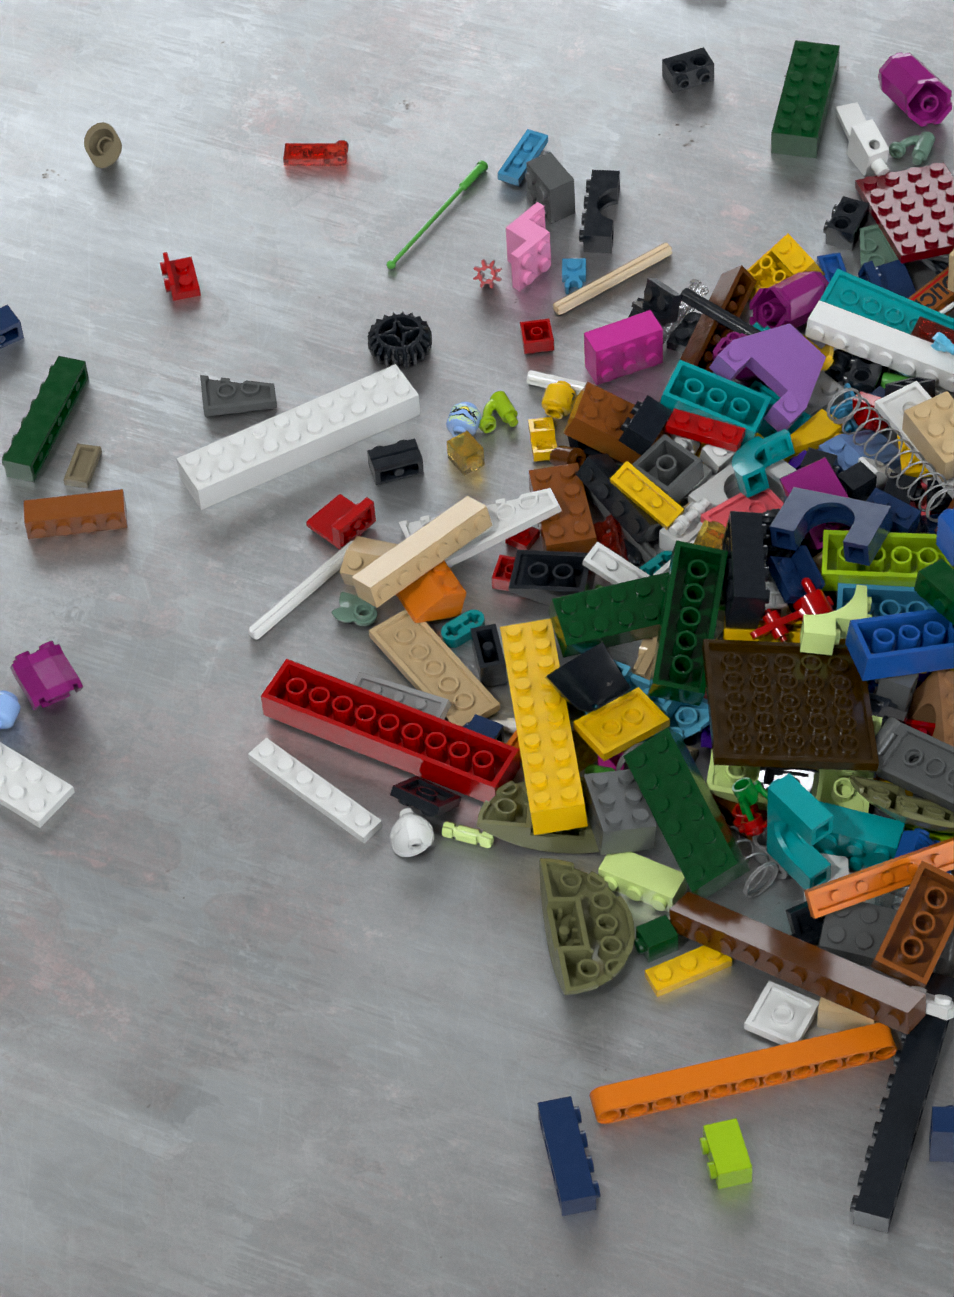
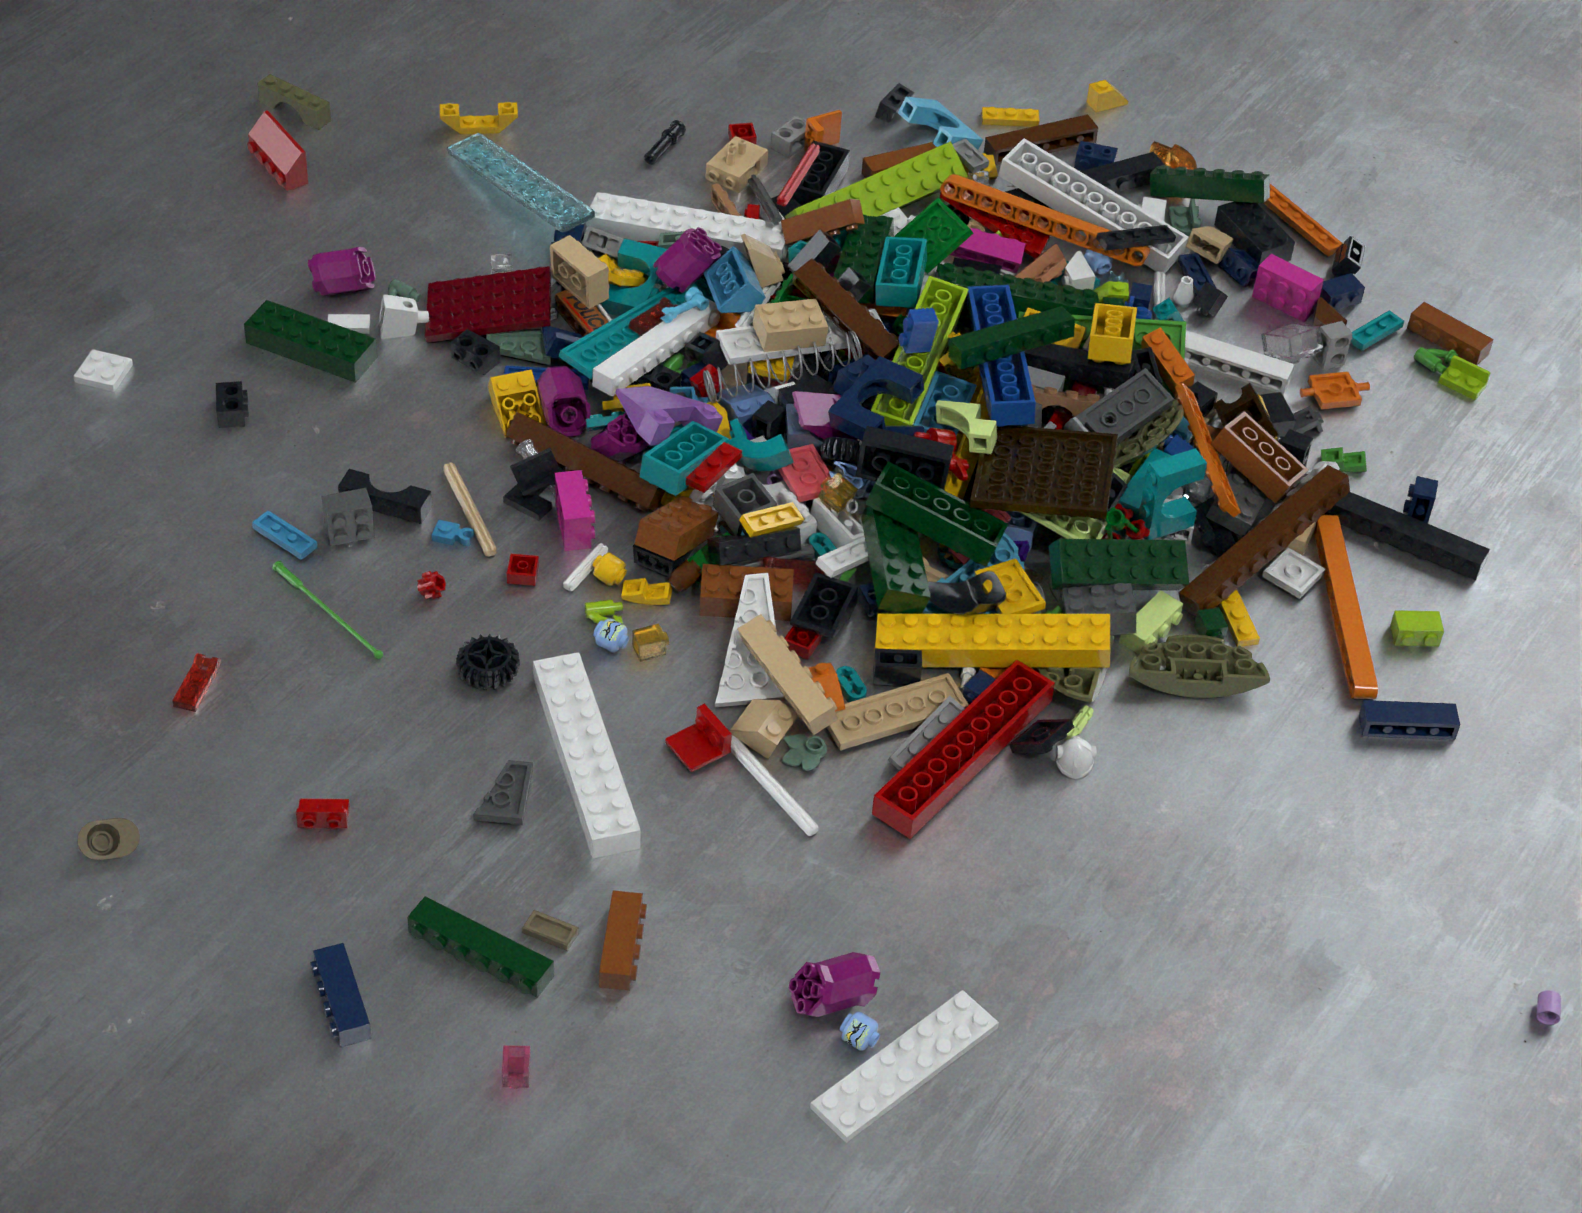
camera: 85 degrees left, 5 degrees down
(315, 790) = (1004, 817): white plate -> none
(395, 461) = (641, 692): black brick -> none
(528, 246) = (418, 546): bright pink bracket -> none
(645, 424) = (697, 500): black brick -> none
(717, 313) = (577, 433): black axle -> none

